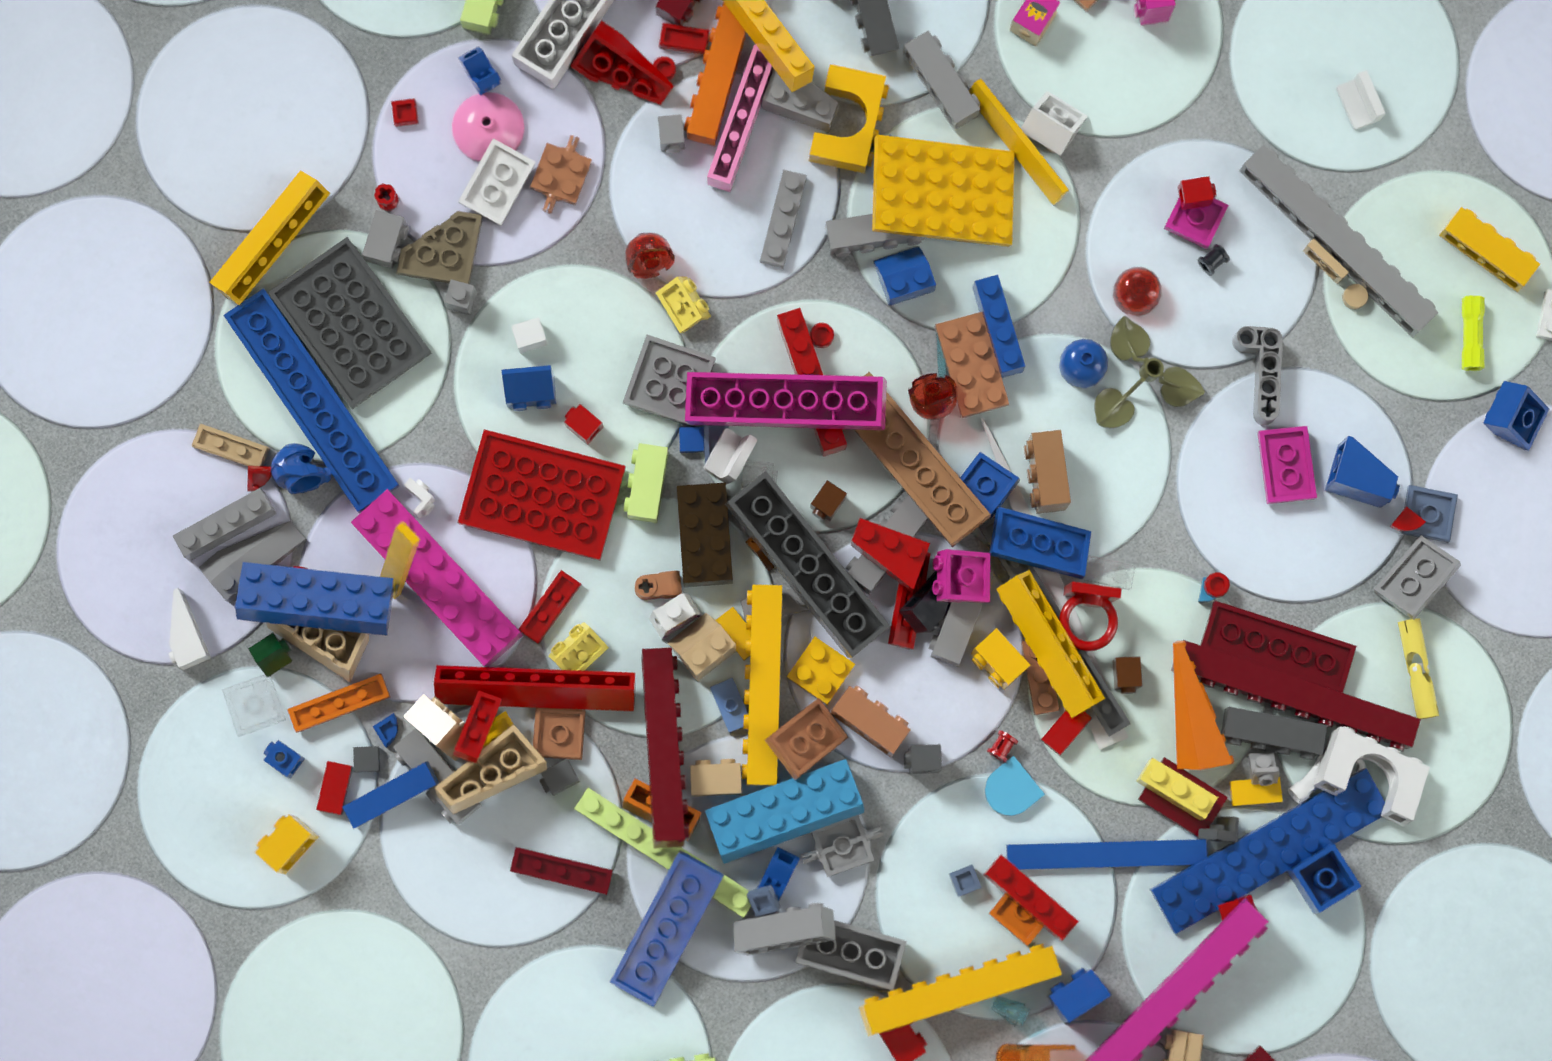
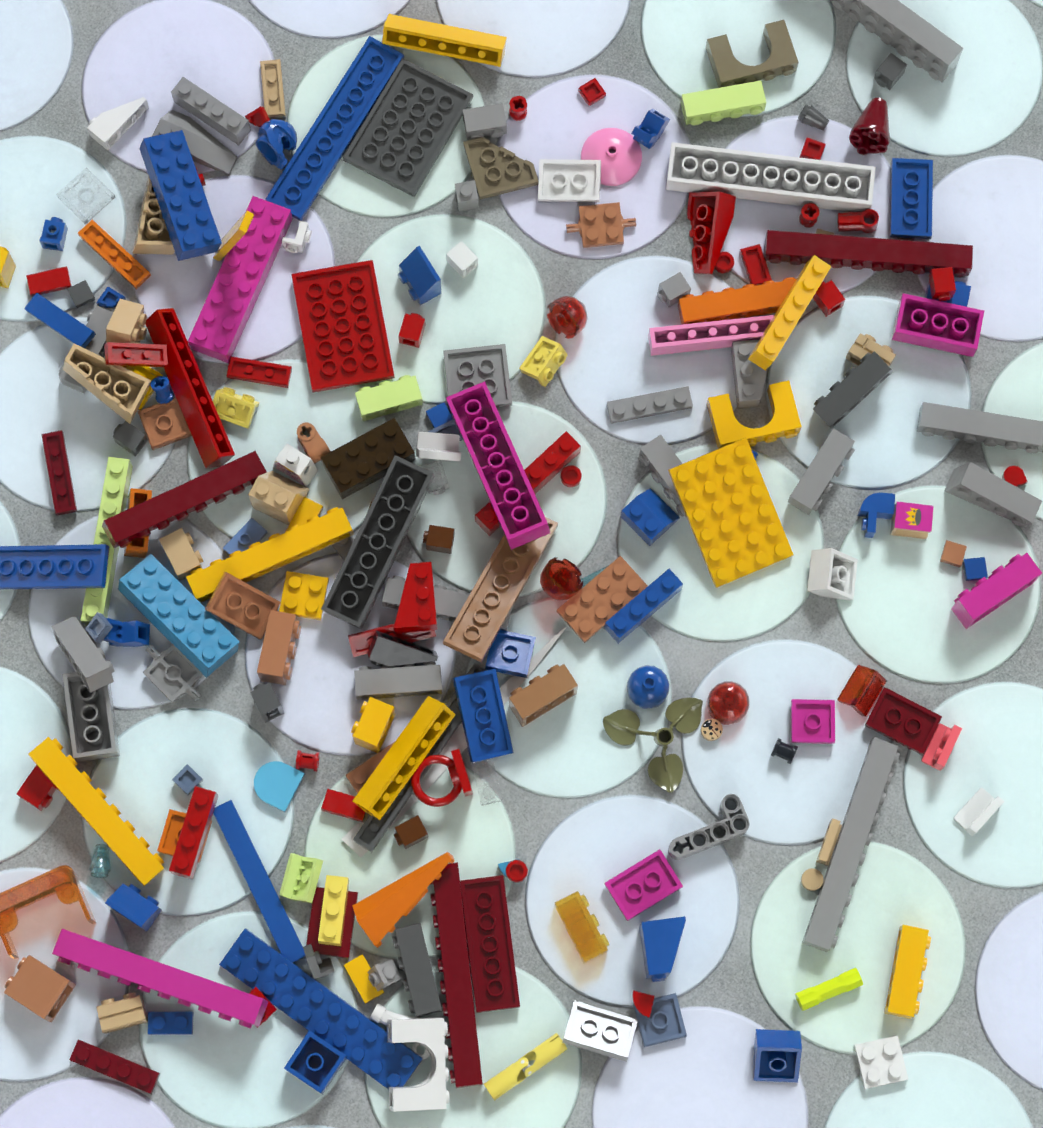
camera: 65 degrees right, 5 degrees down
(271, 654) = (127, 188): dark green brick -> none
(523, 718) = (161, 387): none -> blue bush
(962, 576) = (424, 663): dark pink plate -> none
(1003, 48) = (876, 506): none -> blue brick
(1018, 142) = (802, 553): yellow tile -> none
(1125, 808) = (301, 878): none -> yellowish green bracket
(1157, 321) = (711, 729): none -> tan tile
(1184, 152) = (862, 689): none -> clear red panel
(1196, 193) = (829, 709): red brick -> none
(1213, 1012) = (170, 1023): none -> blue plate
(1236, 128) = (903, 721): none -> dark red plate
(1281, 102) = (941, 746): none -> coral bracket
(1302, 546) = (582, 927): none -> clear yellow brick

